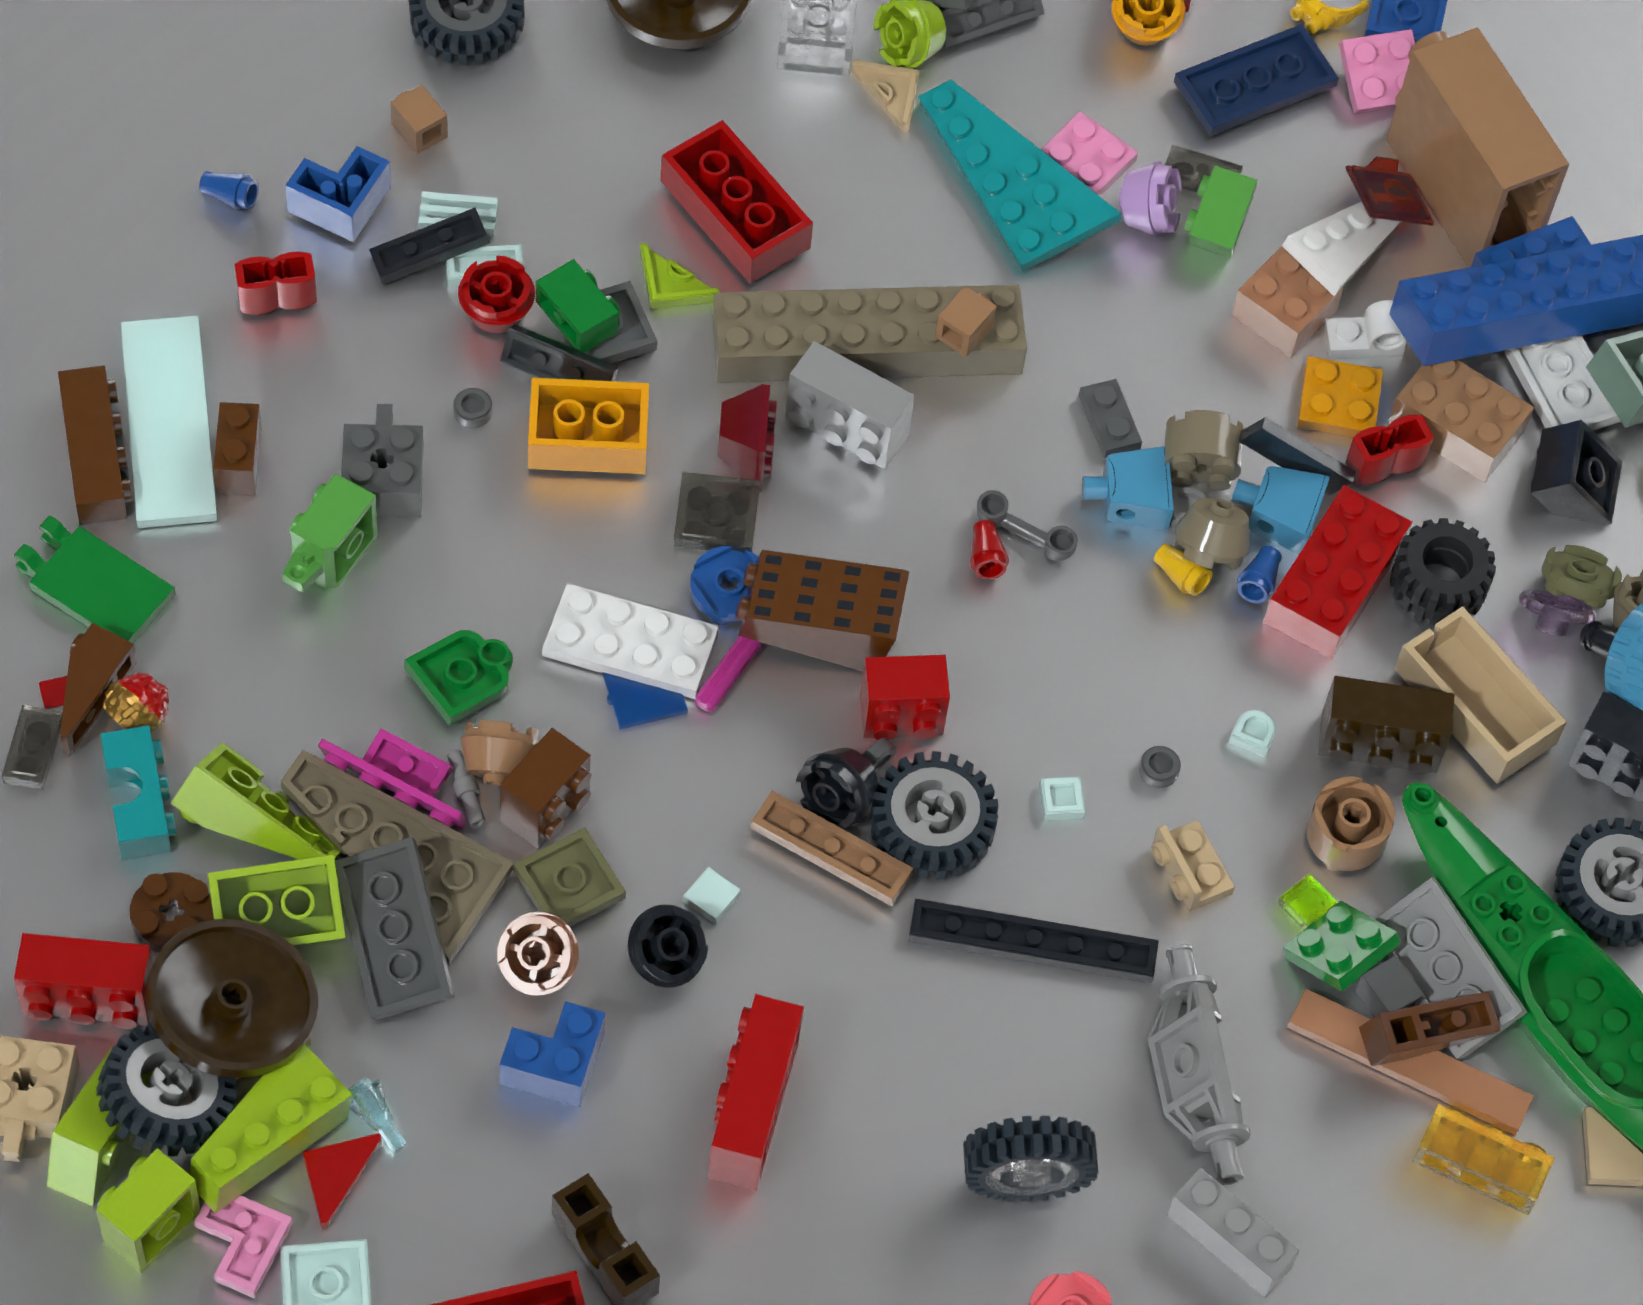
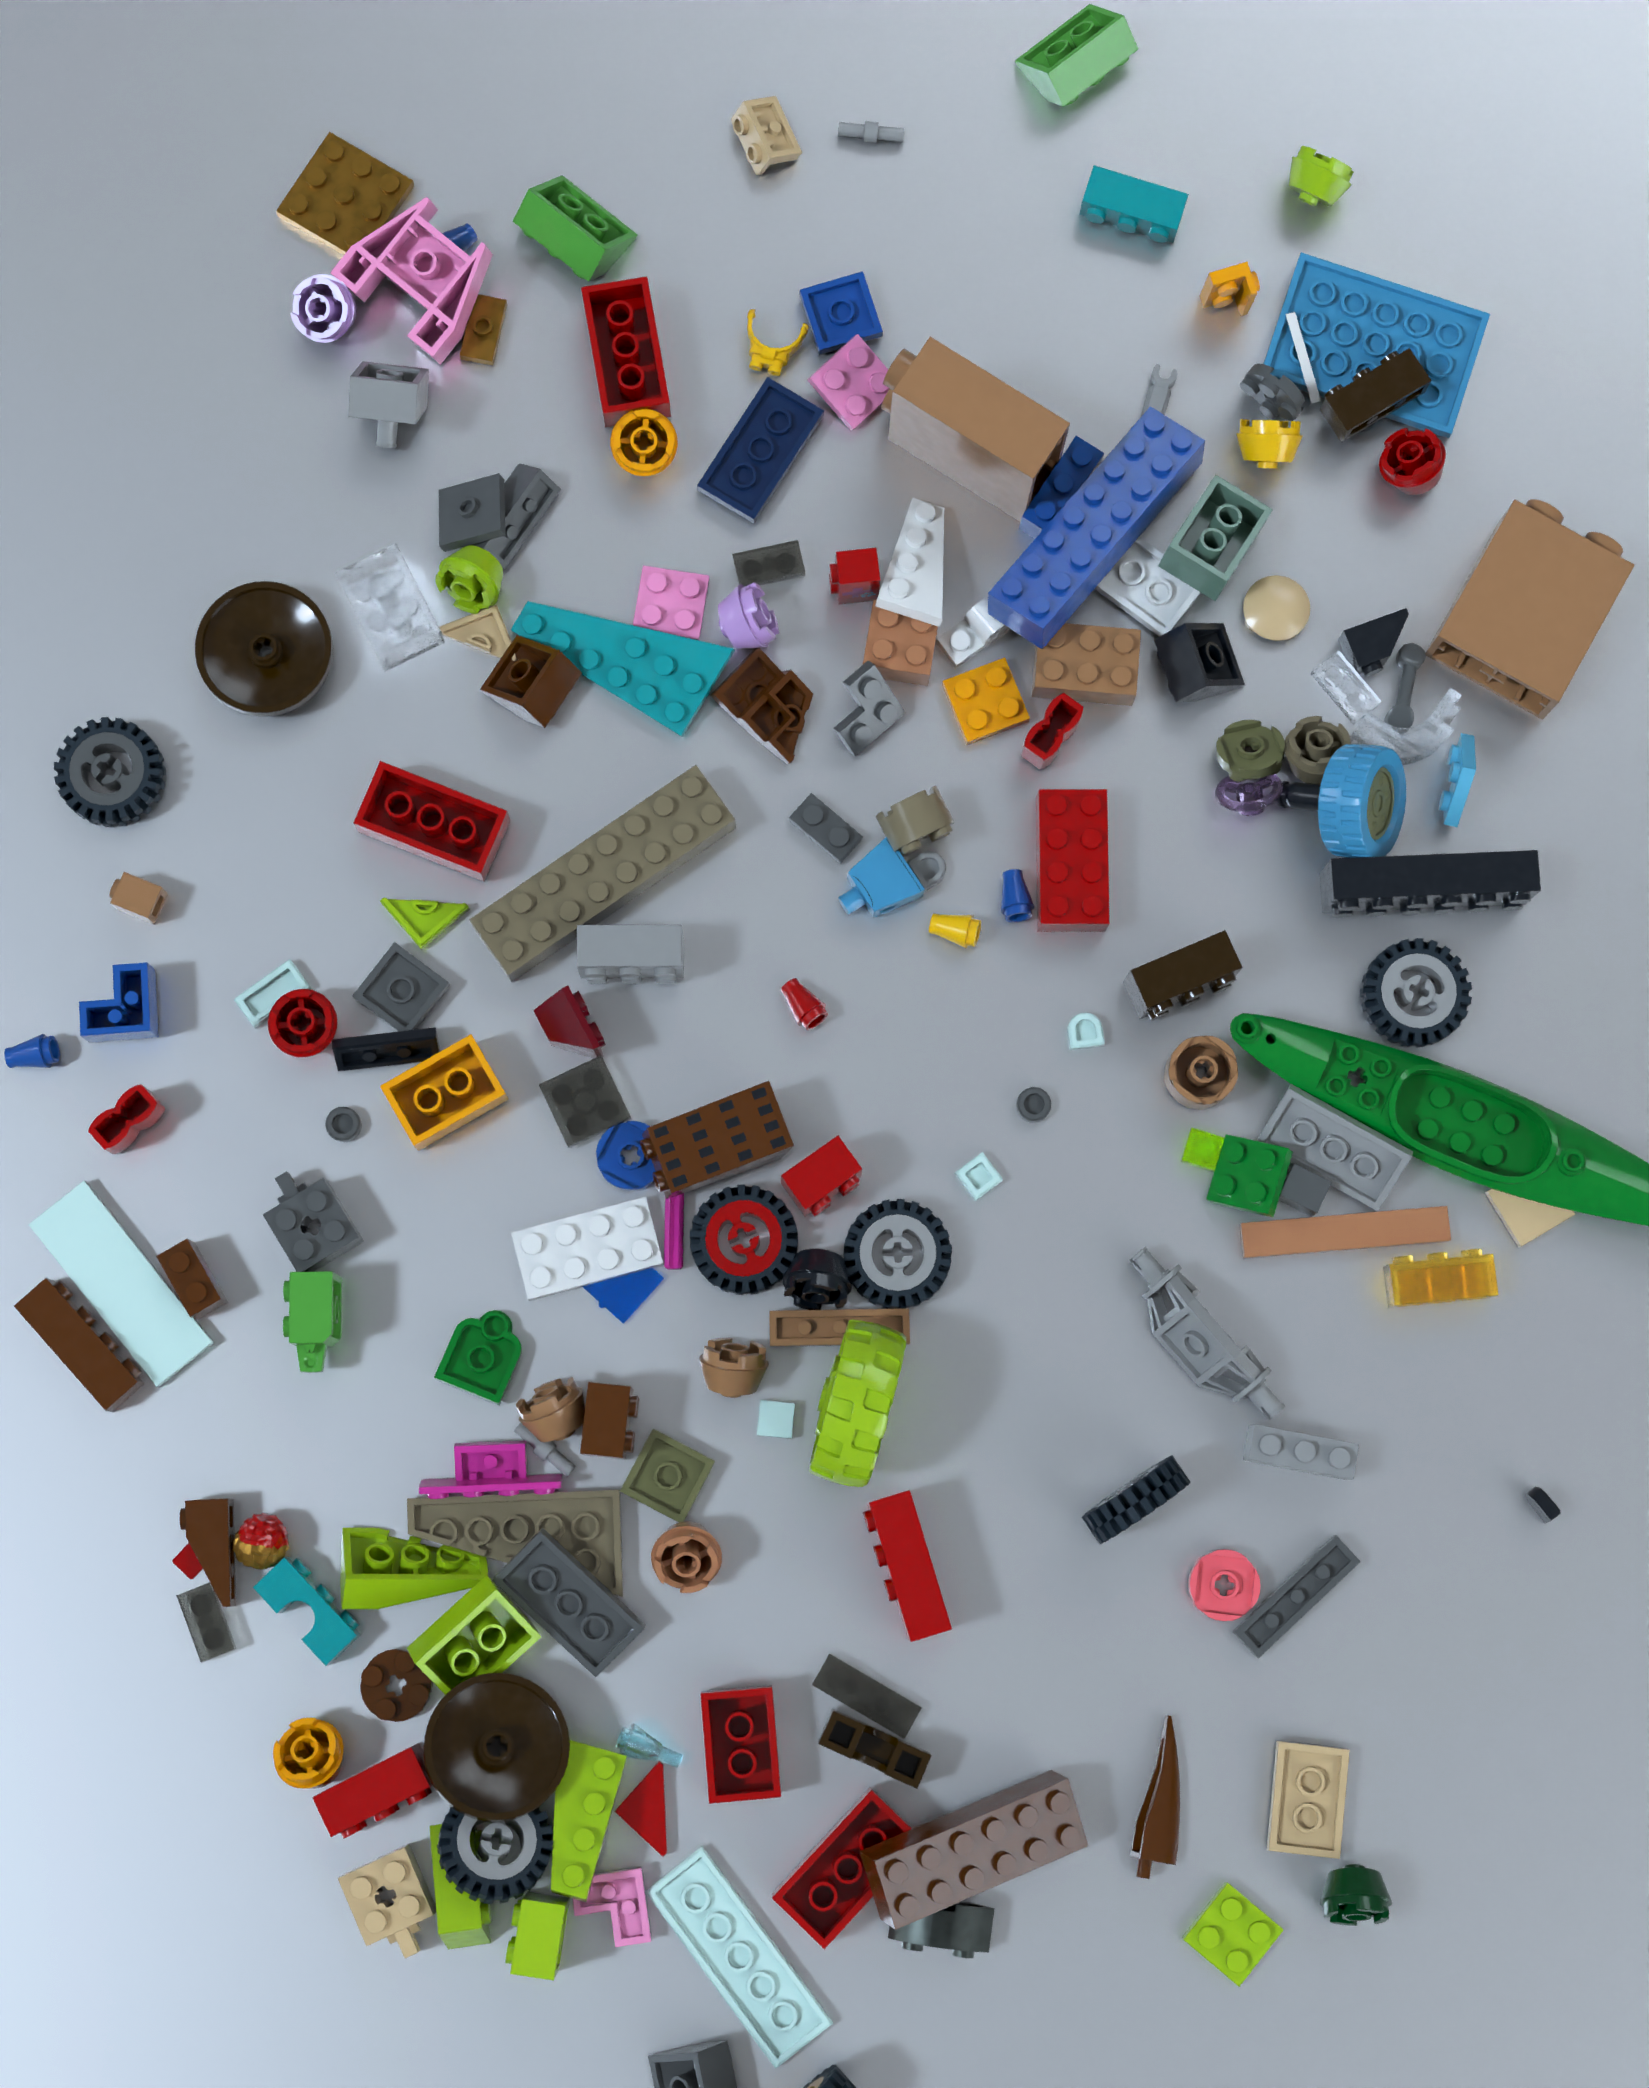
camera: 30 degrees left, 20 degrees up
(45, 907) = (309, 1754): none -> light orange cone
(94, 581) = (161, 1456): green tile -> none
(429, 246) = (220, 1007): black tile -> none
(452, 204) = (216, 949): light aqua tile -> none
(473, 1159) = (740, 1744): none -> red brick
(557, 1065) = (756, 1629): blue brick -> none
(577, 306) = (372, 996): green brick -> none
(630, 1199) = (866, 1696): none -> clear smoke plate
(667, 946) = (774, 1491): black cone -> none
(701, 815) = (733, 1367): none -> medium nougat cone
(791, 689) = (729, 1208): none -> wheel
(803, 896) = (857, 1403): none -> lime wheel
(880, 753) = (827, 1232): dark grey tile -> none
(911, 146) = (534, 682): none -> reddish brown slope
(965, 321) = (680, 831): medium nougat brick -> none
(1033, 940) = (1025, 1306): black tile -> none
(1057, 543) = (853, 966): dark grey bar -> none
(1122, 283) = (766, 703): none -> reddish brown slope
(1192, 865) = (1103, 1172): tan bracket -> none
(1214, 533) = (966, 891): dark tan cone -> none
(1221, 211) = (807, 595): bright green brick -> none
(1226, 343) = (876, 709): none -> plate
(1277, 213) = (855, 576): none -> red brick
(1283, 505) = (1000, 827): dark azure torso -> none
(1295, 453) = (990, 785): black tile -> none
(1389, 192) = (923, 496): clear red piece -> none
(1428, 1028) = (1351, 1210): reddish brown slope -> none
(1448, 546) = (1156, 786): black tyre -> none
(1495, 705) = (1224, 895): tan piece -> none

